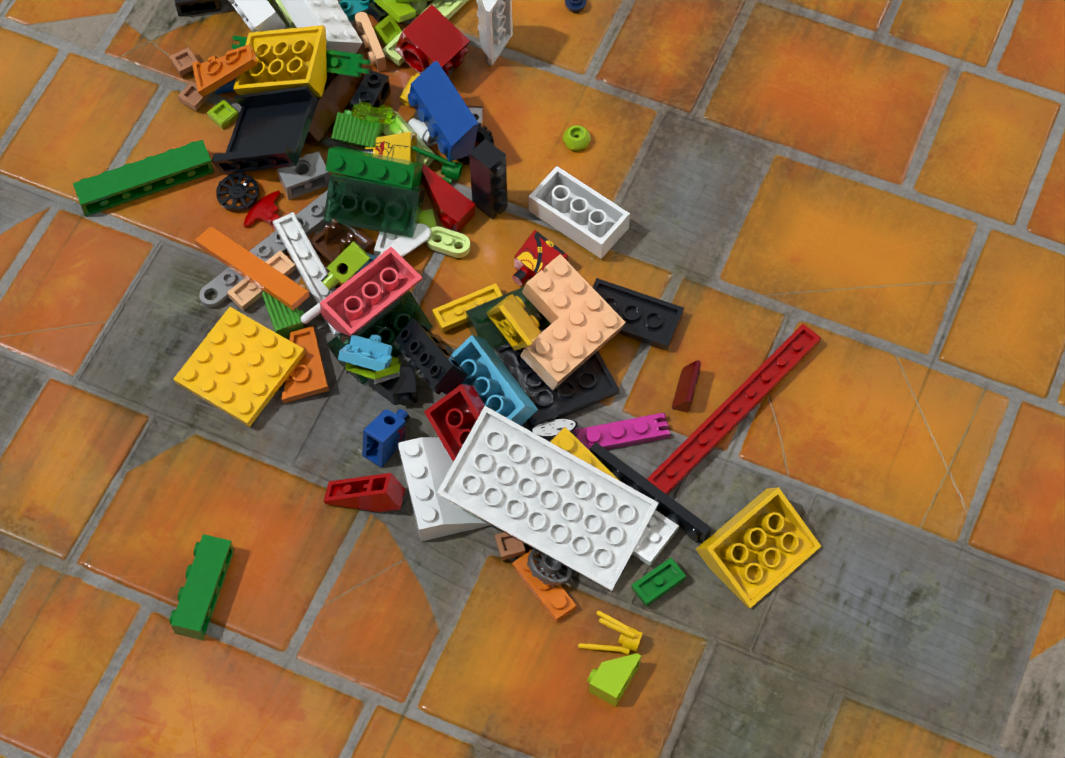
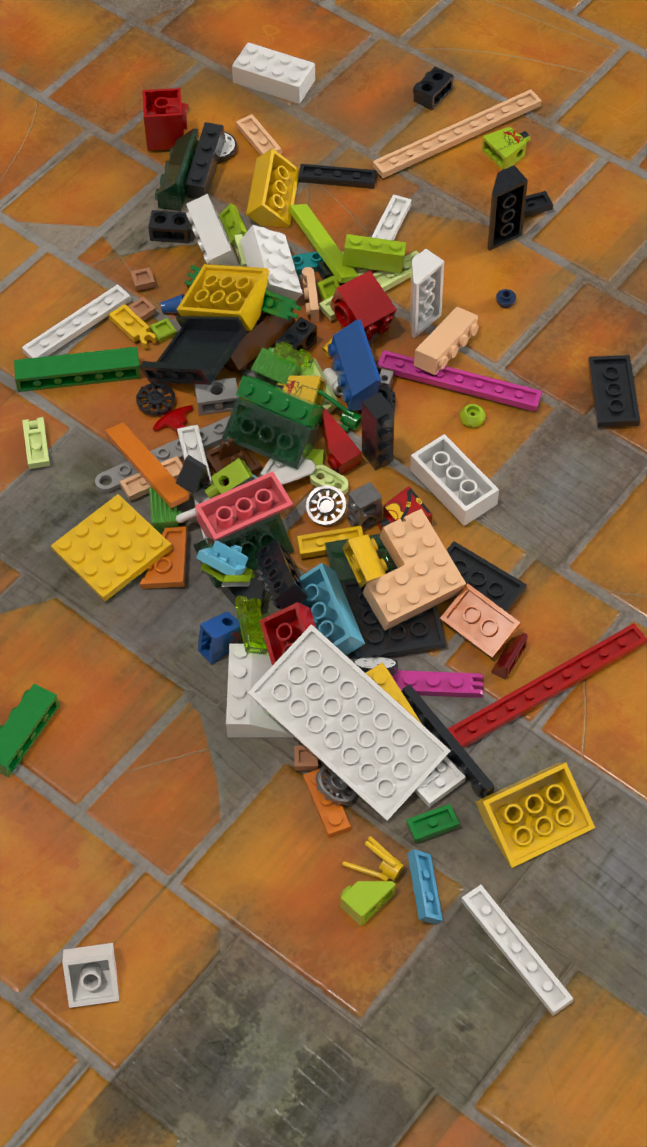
camera: 15 degrees right, 5 degrees down
(123, 269) = (36, 443): none -> yellowish green plate
(127, 127) = (76, 323): none -> white plate
(188, 116) = (132, 325): none -> yellow plate
(221, 70) = (172, 291): orange wing -> none
(307, 270) = (193, 475): none -> black slope
(368, 493) = (194, 683): red slope -> none
(414, 417) = (250, 624): none -> clear neon green plate
(453, 269) = (326, 505): none -> wheel
(495, 262) = (364, 507): none -> flat silver brick
(528, 63) = (446, 340): none -> light nougat brick
(554, 102) = (464, 382): none -> dark pink plate
(648, 357) = (480, 621): none -> orange plate
(669, 650) = (424, 887): none -> dark azure plate
(714, 80) = (613, 391): none -> black plate
(779, 691) = (517, 950): none -> white plate

